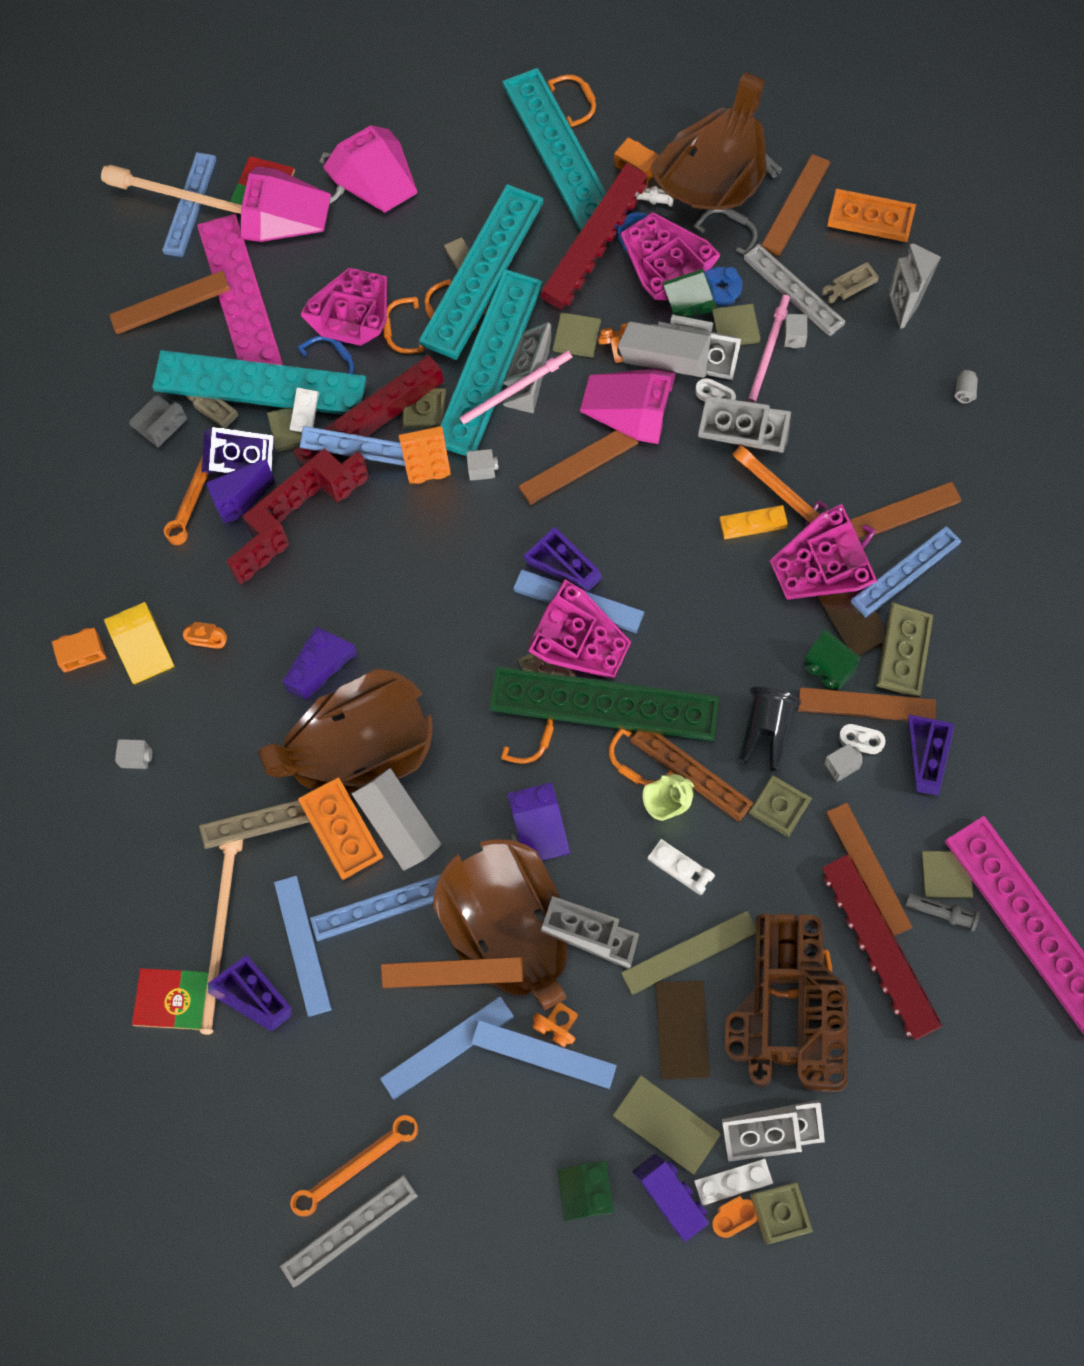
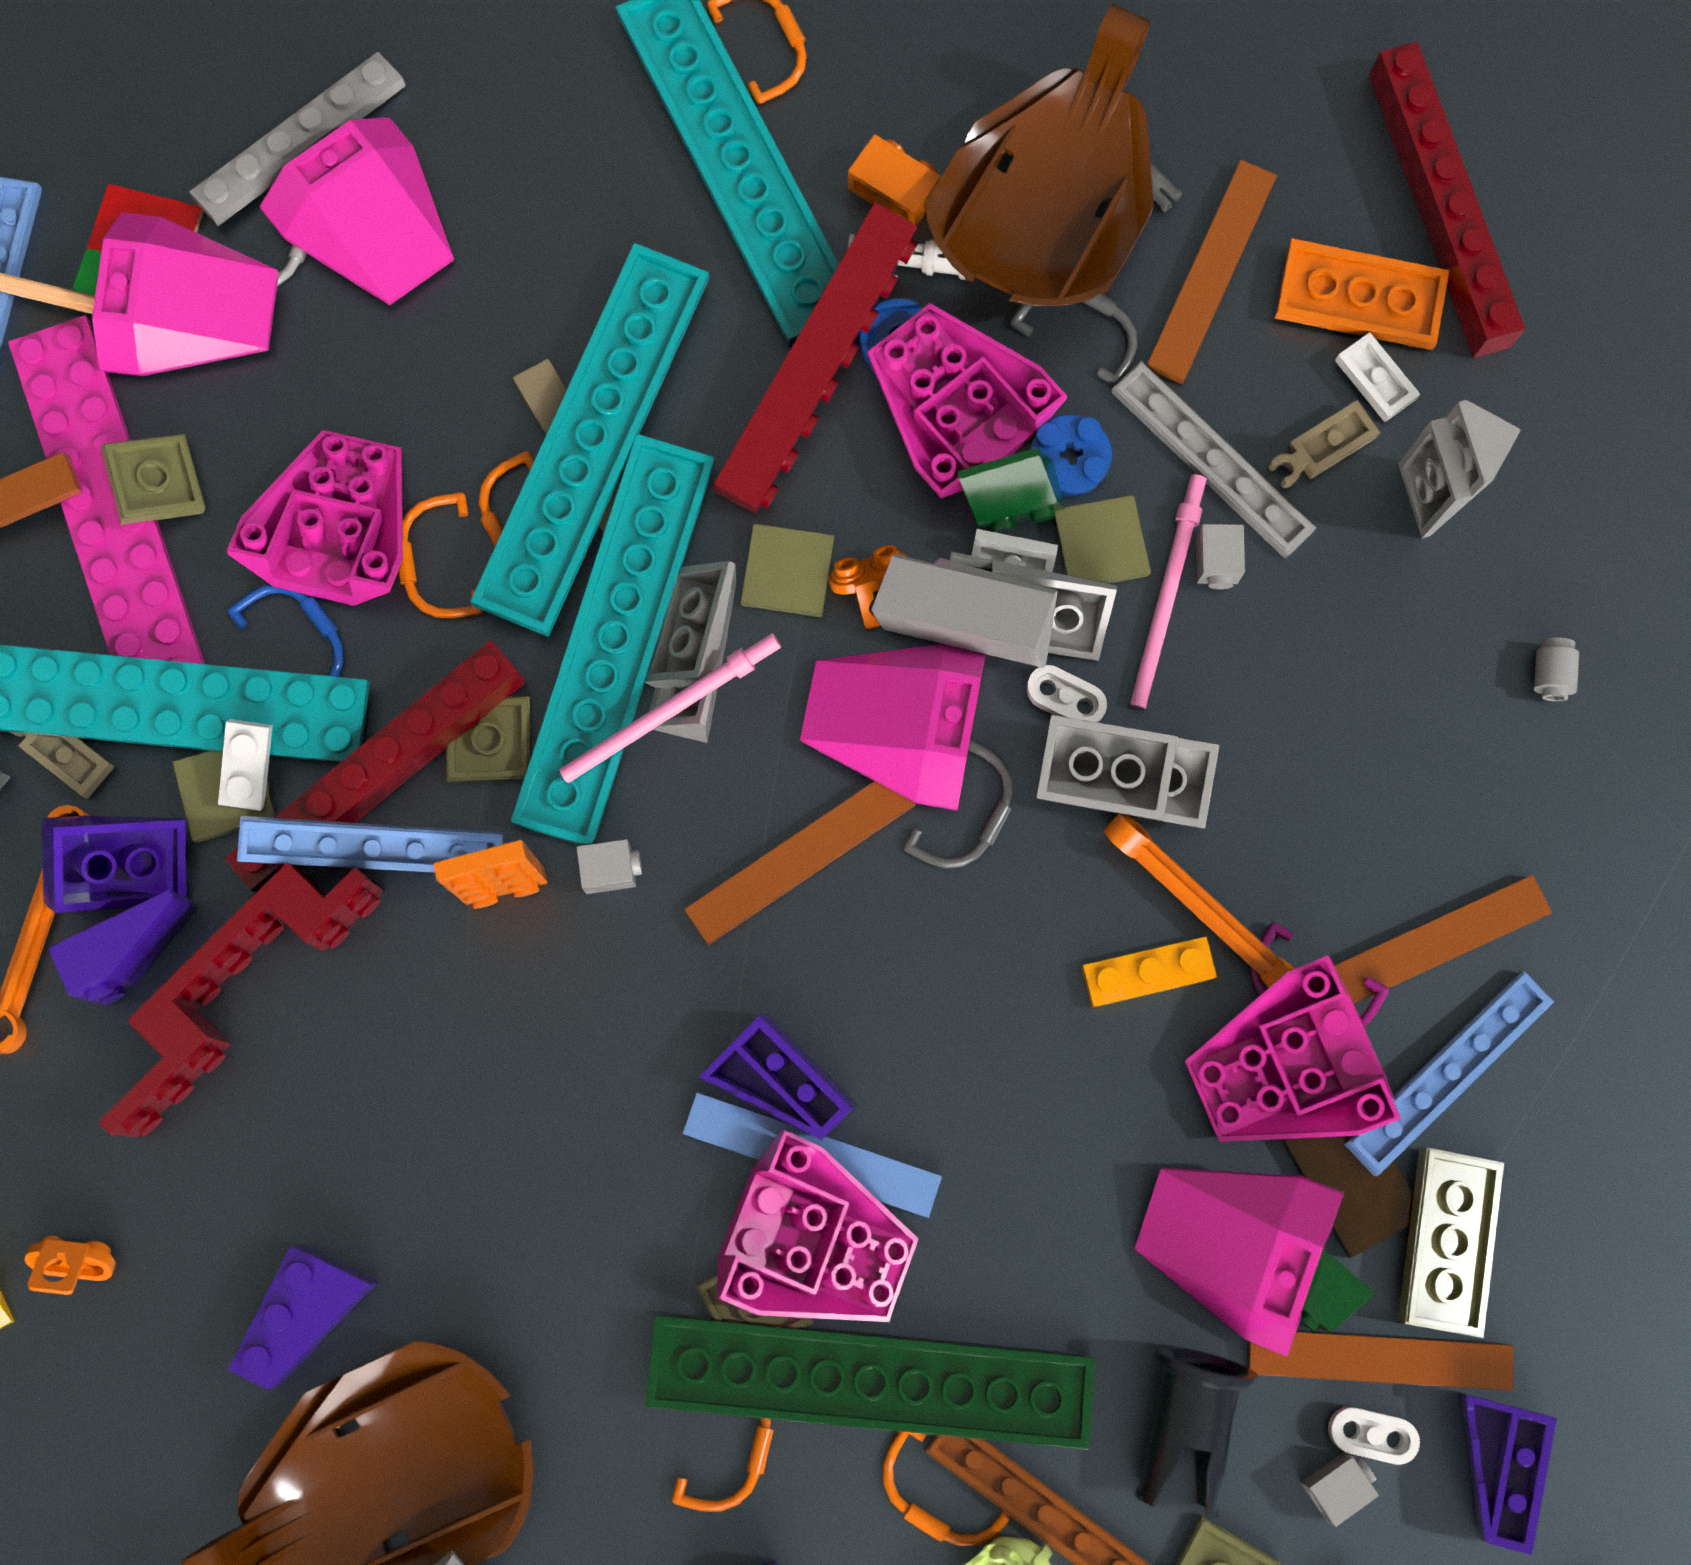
camera: 10 degrees left, 10 degrees up
(264, 285) = (152, 479): none -> olive tile
(321, 150) = (261, 163): none -> light grey plate
(675, 454) = (991, 828): none -> dark grey piece
(794, 642) = (1241, 1245): none -> dark pink wedge
(878, 252) = (1377, 377): none -> white plate
(915, 173) = (1446, 200): none -> dark red brick

